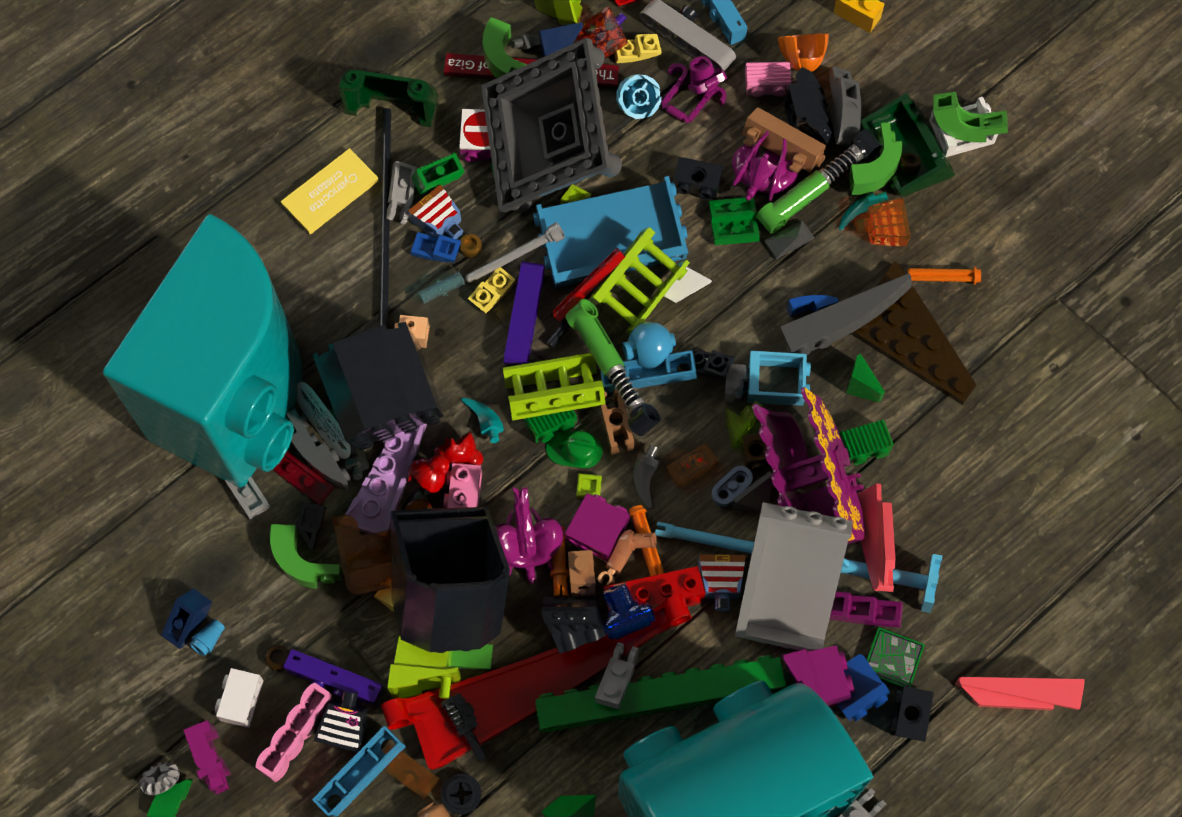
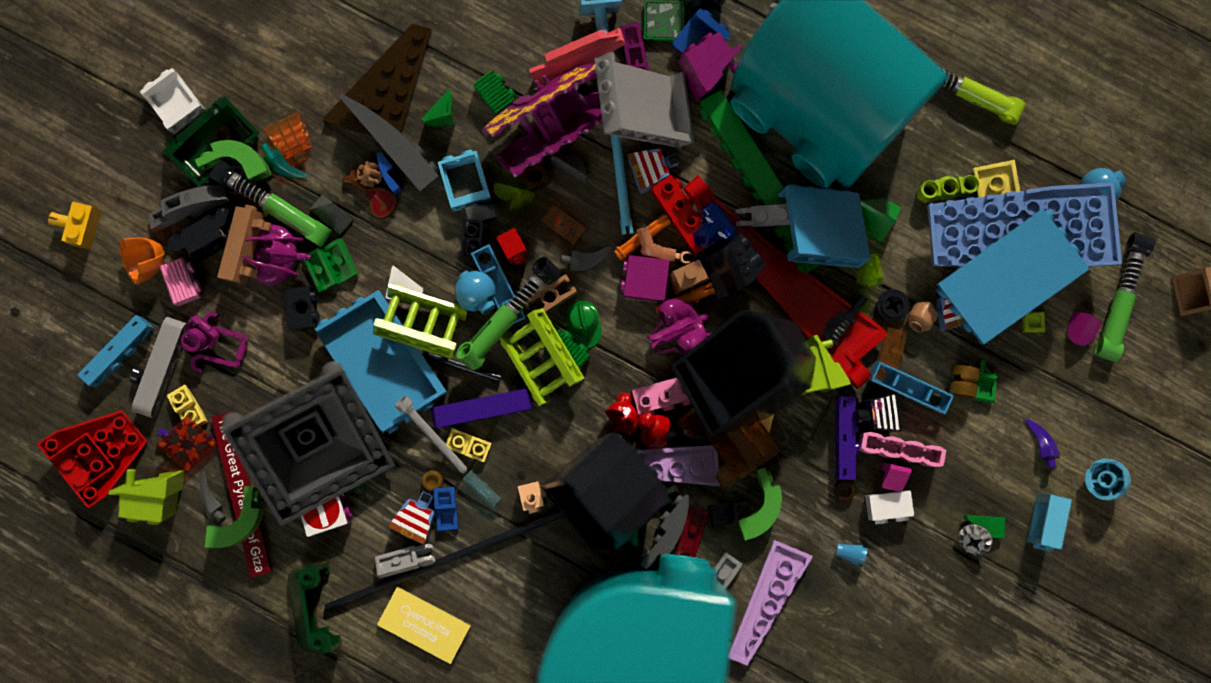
camera: 110 degrees left, 15 degrees up
(186, 617) = (843, 577): dark blue slope -> none
(209, 539) = (775, 583): none -> lavender wing
(211, 764) = (947, 508): magenta hips -> none
(269, 712) = (895, 477): none -> dark pink slope
(322, 420) = (638, 540): white sticker -> none
(437, 173) = (378, 533): green brick -> none
(489, 421) = (585, 402): teal bar -> none
(513, 779) = (870, 272): none -> clear neon green slope
(558, 37) = (203, 478): dark blue slope -> none
(579, 737) = (826, 226): none -> dark azure panel
(588, 283) = (439, 361): red tile -> none
(588, 484) = (612, 300): lime tile -> none
(638, 96) = (240, 386): medium azure cylinder -> none
(683, 398) = (513, 247): none -> red brick
(730, 486) = (571, 186): sand blue plate -> none
(783, 289) = (381, 200): none -> reddish brown piece
(818, 284) = (369, 174): none -> medium nougat gear
(948, 275) = (321, 76): orange axle -> none
(966, 125) = (174, 92): bright green arch -> none

